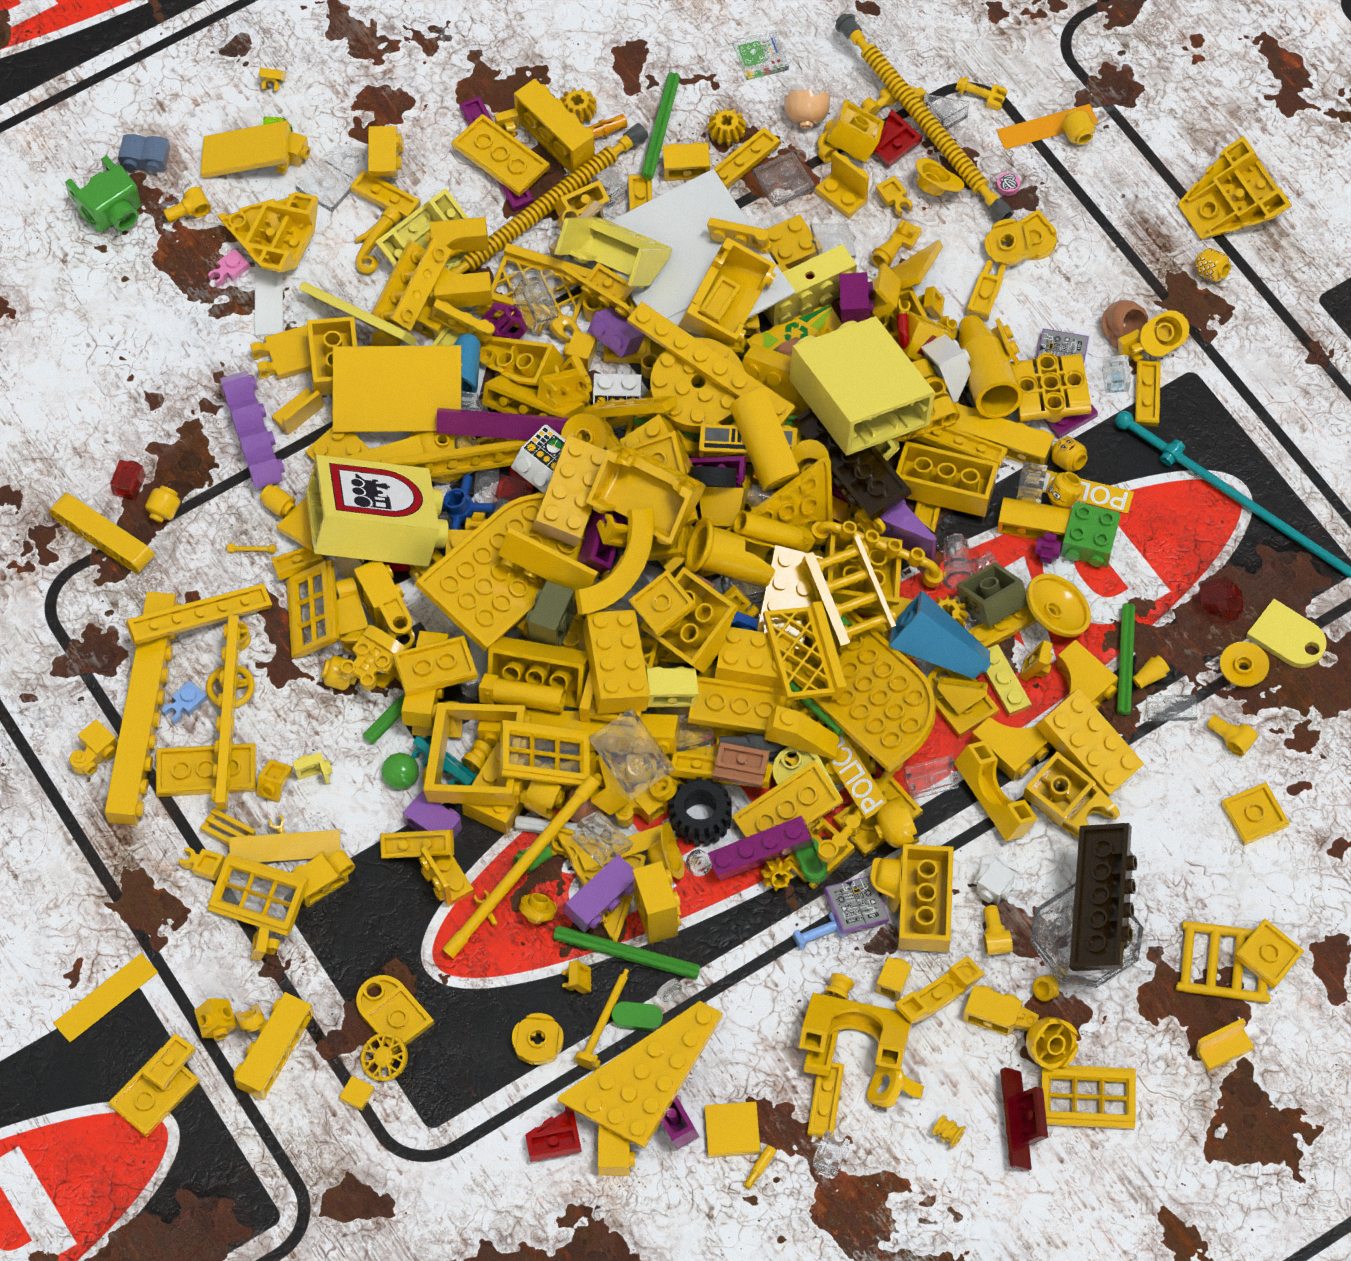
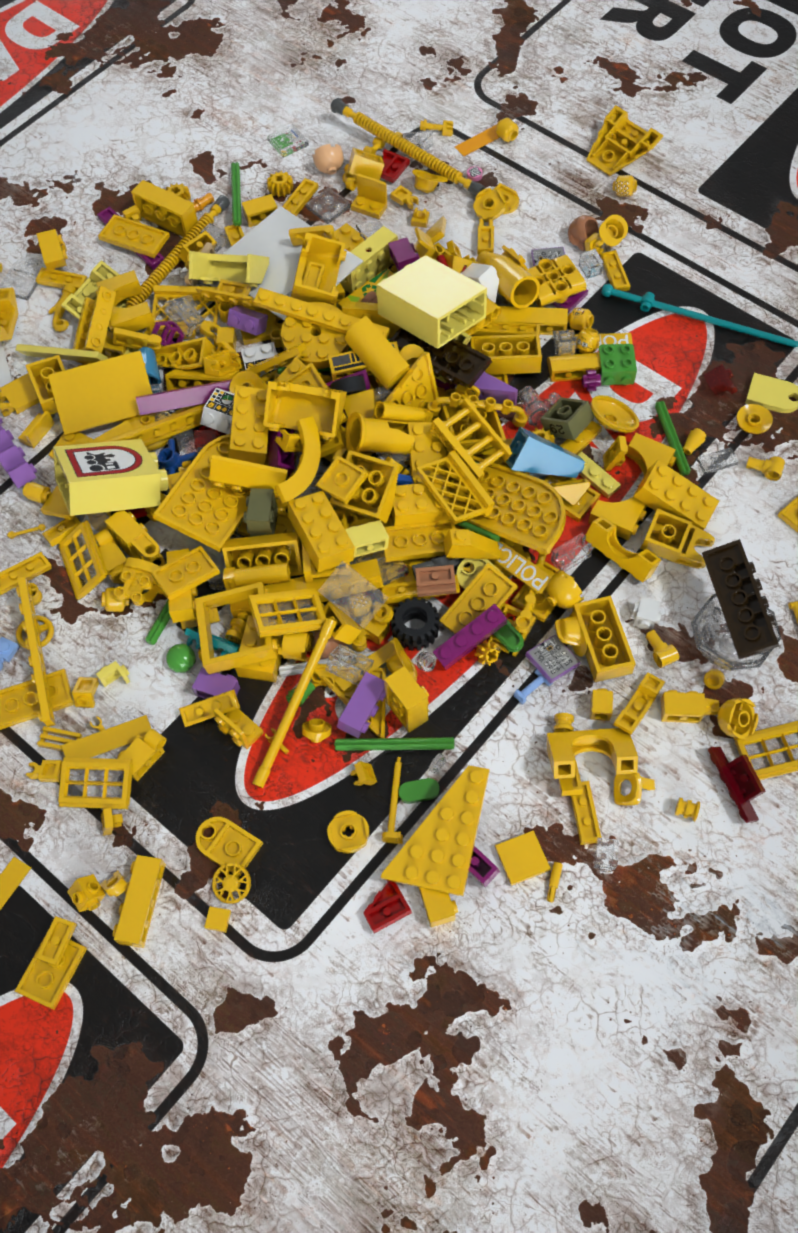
camera: 15 degrees left, 0 degrees up
(886, 252) = (409, 231): yellow cone -> none

